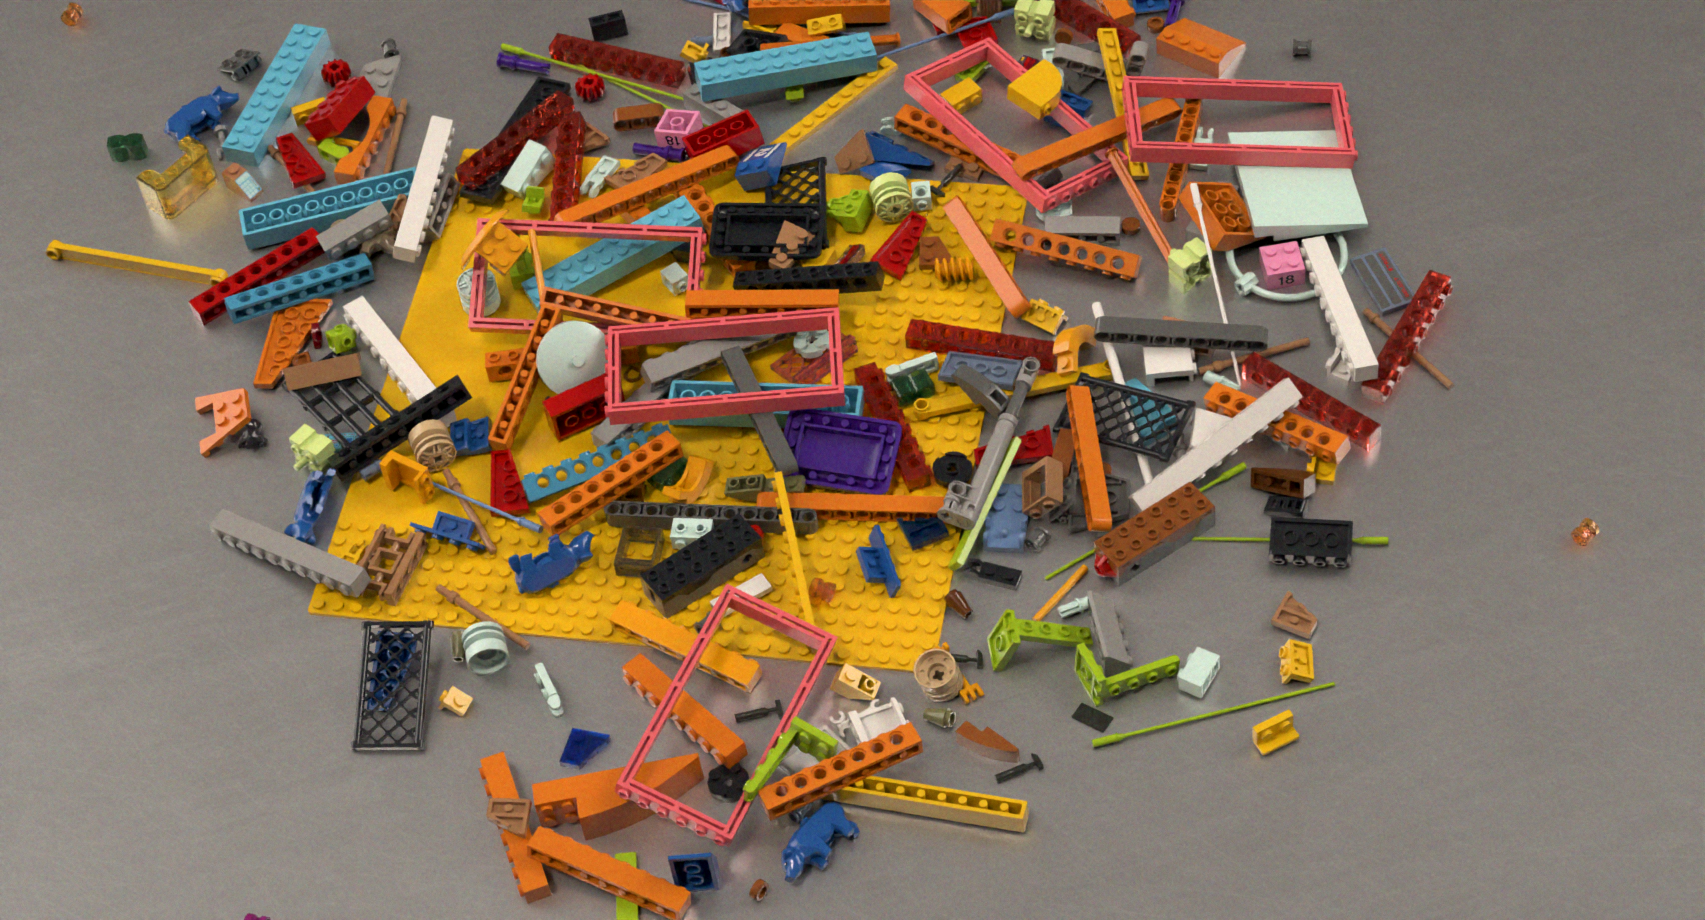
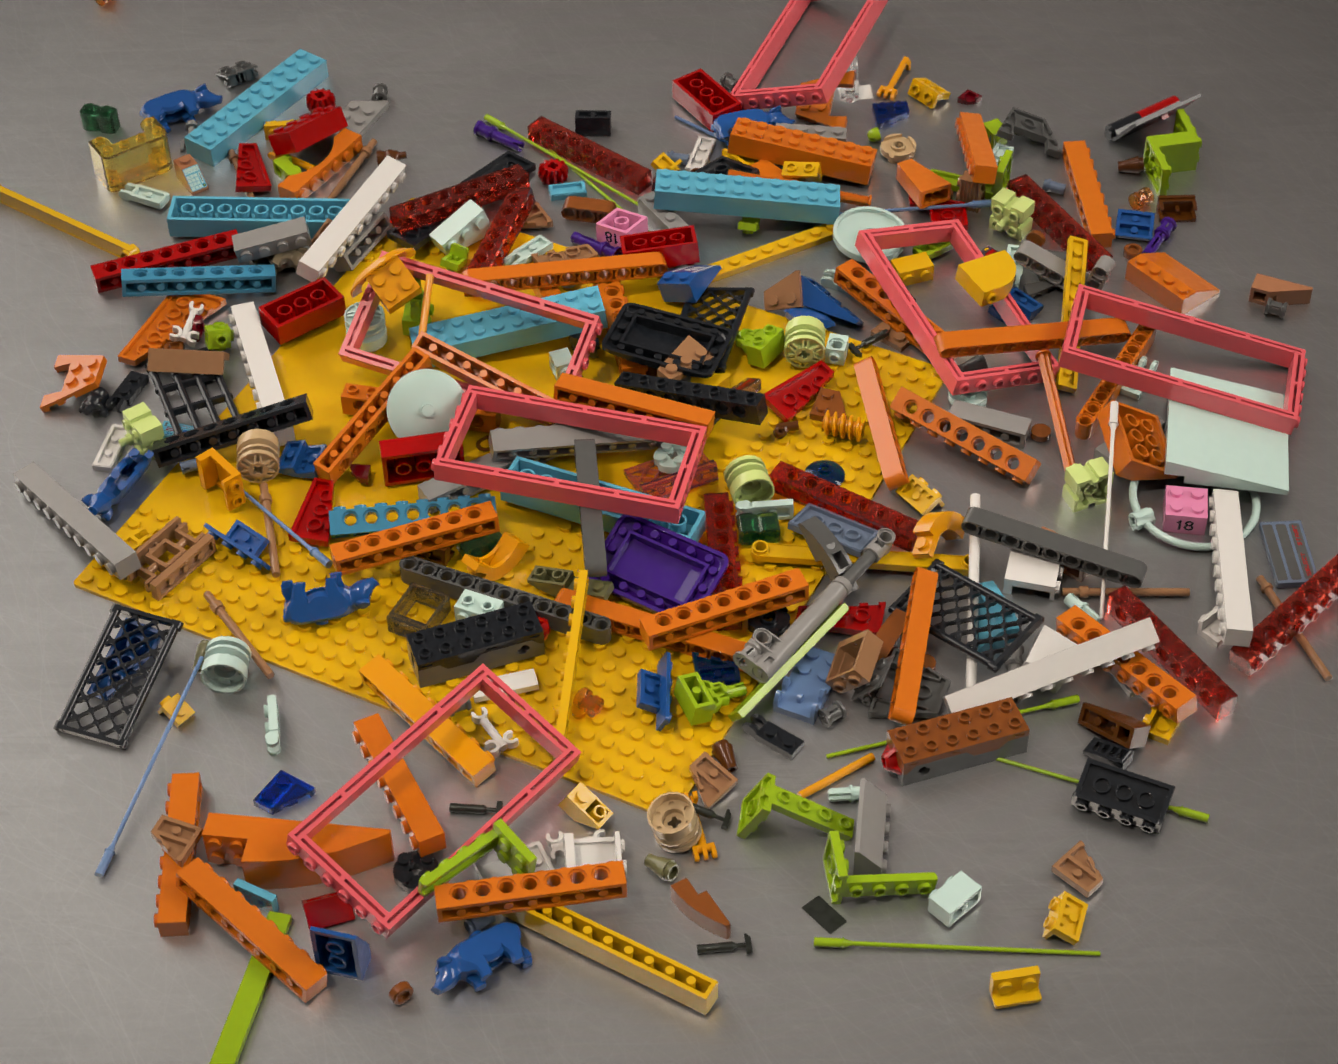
camera: 10 degrees right, 5 degrees down
(205, 215) = (144, 195): none -> light aqua hinge
(276, 414) = (127, 391): none -> black hinge
(286, 475) = (110, 450): none -> white tile
(308, 345) = (187, 335): none -> white bar
(412, 292) = (302, 310): none -> red brick
(424, 114) = (392, 153): none -> reddish brown piece
(450, 858) = (110, 851): none -> medium blue piece
(530, 434) = (361, 472): none -> dark red tile
(601, 844) = (257, 896): none -> medium azure tile
(609, 102) = (564, 190): none -> medium azure tile
(665, 838) = (327, 910): none -> red panel
(755, 648) = (498, 743): none -> white bar
(889, 345) = (748, 479): none -> yellowish green wheel
(899, 62) = (863, 218): none -> light aqua dish
(900, 285) = (784, 427): none -> reddish brown arm
(912, 472) = (724, 609): none -> orange brick
(922, 557) = (704, 698): none -> lime brick
(954, 316) = (828, 471): none -> dish
(954, 628) = (711, 779): none -> medium nougat wing
(1299, 29) = (1279, 291): none -> nougat slope

